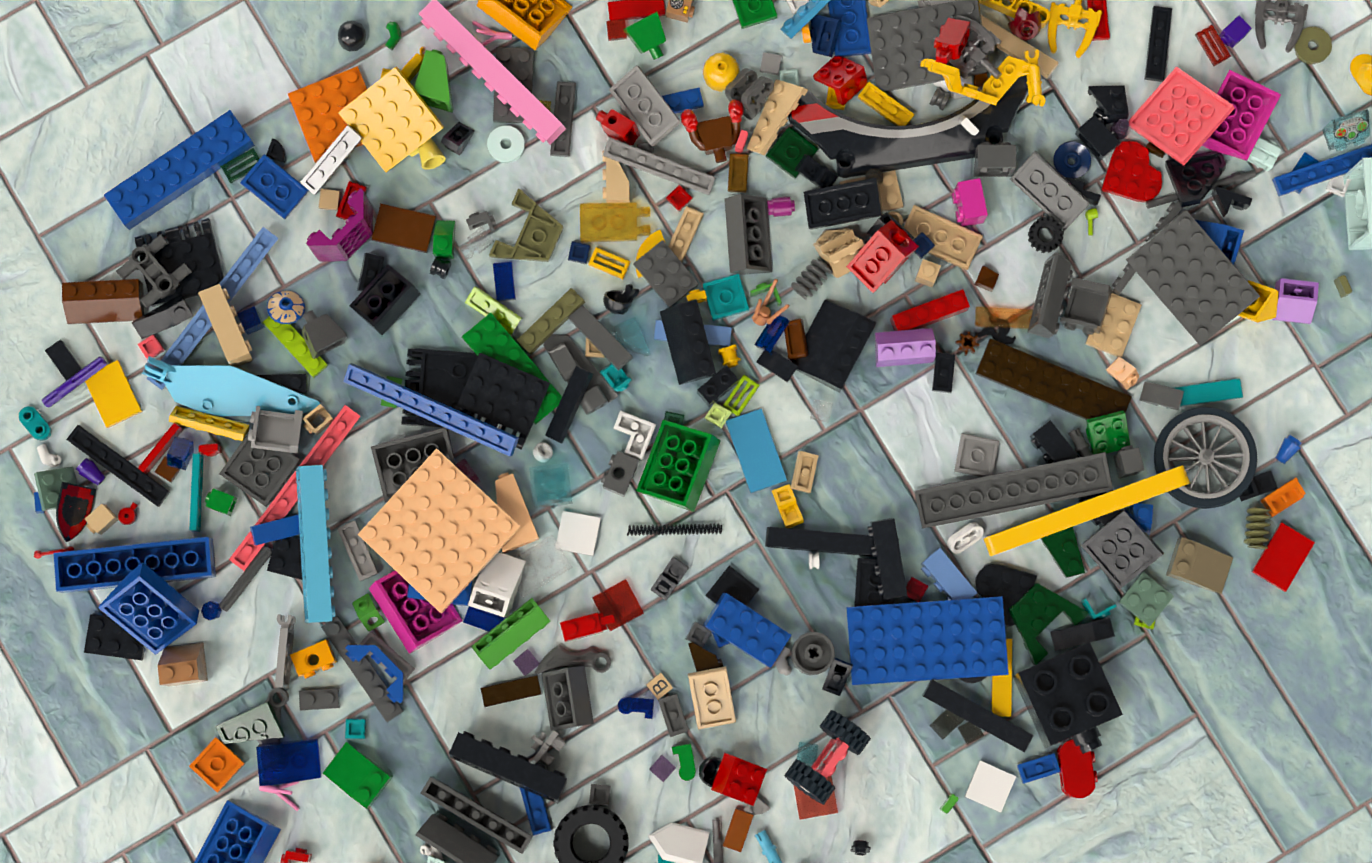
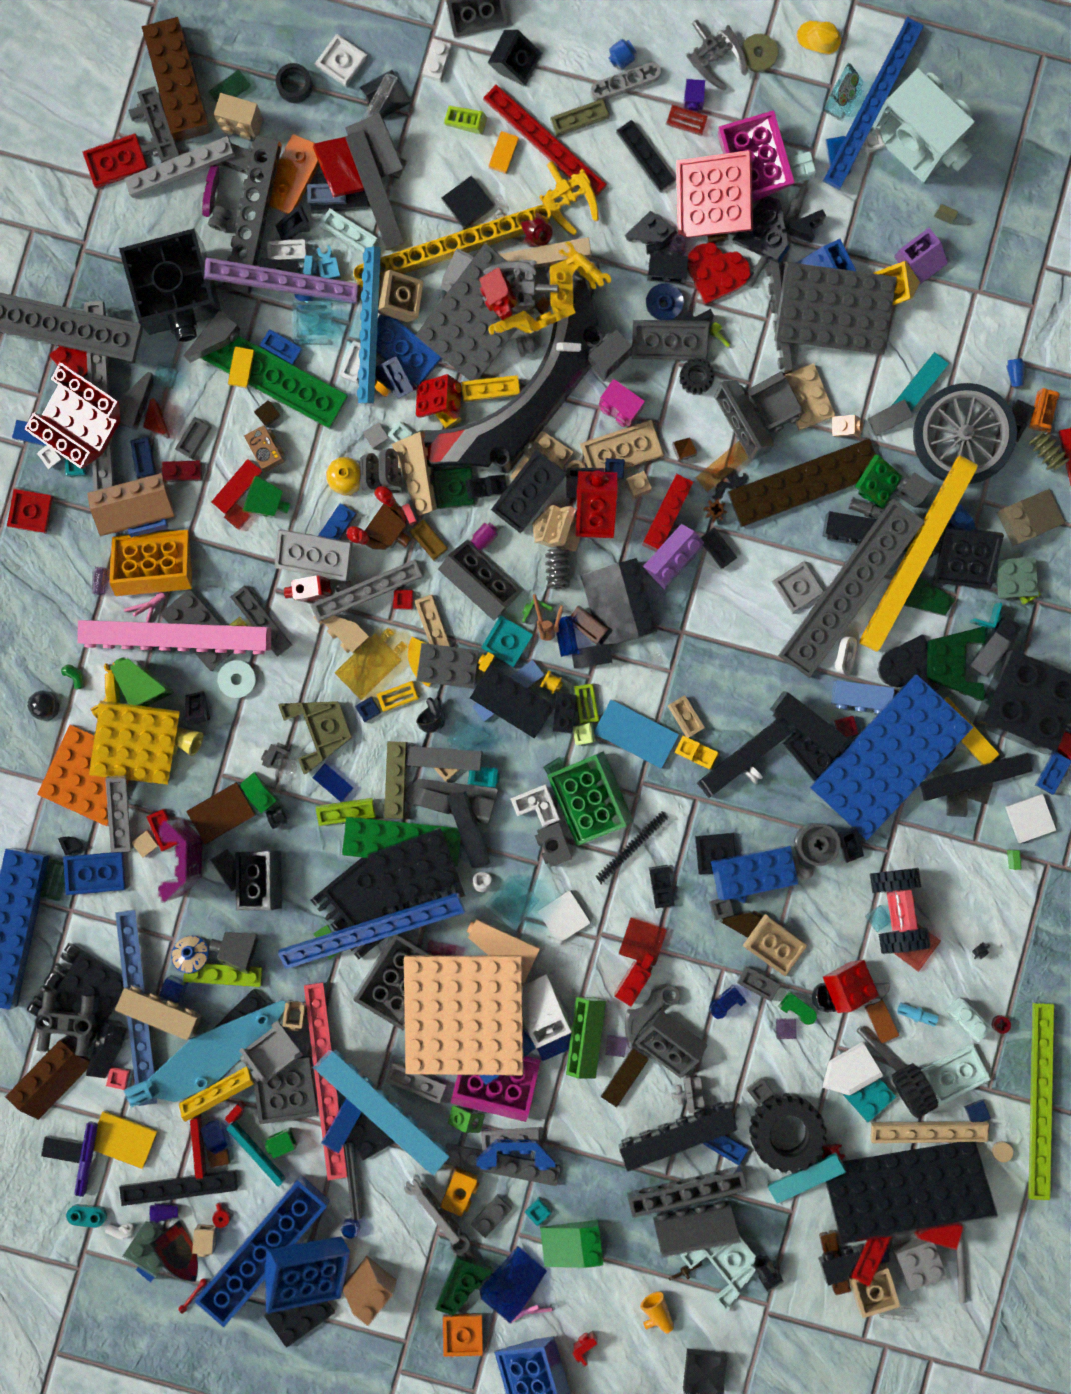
camera: 45 degrees left, 5 degrees up
(659, 686) = (728, 971): tan tile -> none

